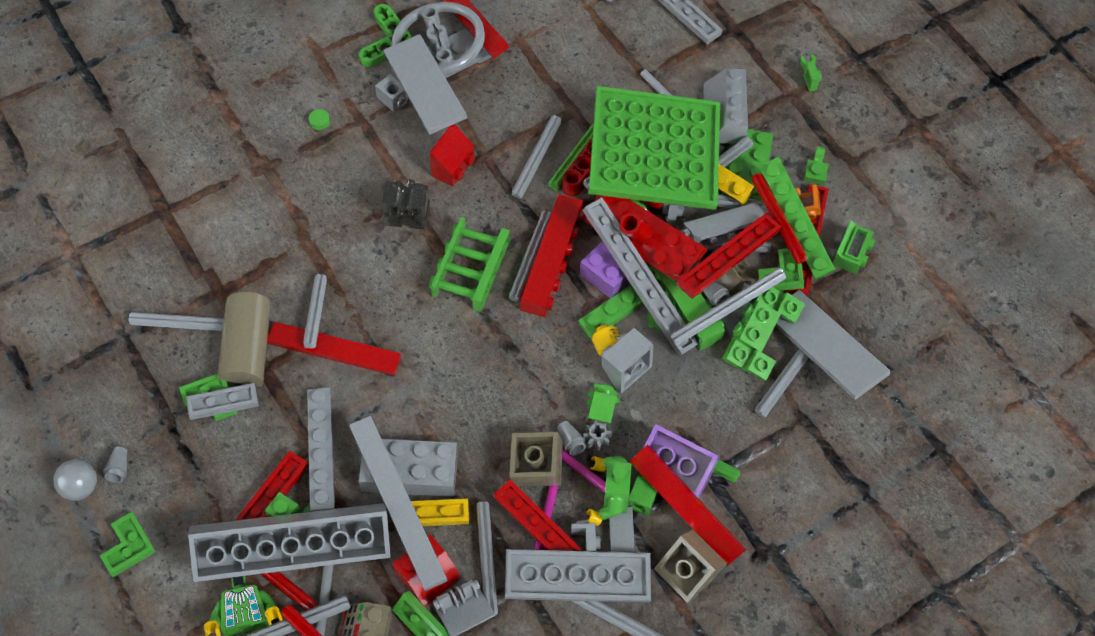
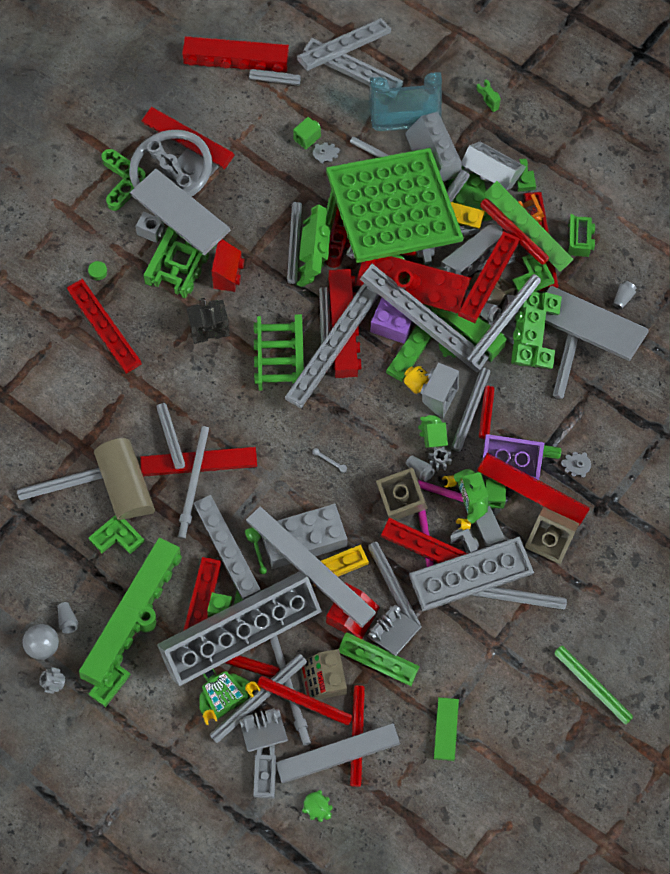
camera: 20 degrees left, 5 degrees up
(68, 526) = (52, 680): none -> light grey gear
(182, 484) = (130, 614): none -> bright green hinge
(222, 401) = (130, 536): light grey tile -> none
(292, 403) = (185, 518): none -> light grey bar
(299, 176) = (104, 326): none -> red plate
(355, 451) = (253, 536): none -> bright green hinge
(393, 126) = (165, 254): none -> bright green fence
(486, 409) = (342, 468): none -> light grey hinge
(525, 274) = (331, 346): none -> light grey tile
(553, 163) = (314, 245): none -> bright green bracket
(597, 50) = (307, 132): none -> bright green brick
(609, 76) = (325, 152): none -> light grey piece
(654, 394) = (470, 409): none -> light grey axle
(672, 401) = (486, 413): none -> red axle
(708, 52) = (403, 105): none -> clear light blue windscreen
(752, 495) = (578, 464): none -> light grey piece
(783, 142) = (492, 165): none -> light grey slope
(881, 326) = (624, 294): none -> light grey cone

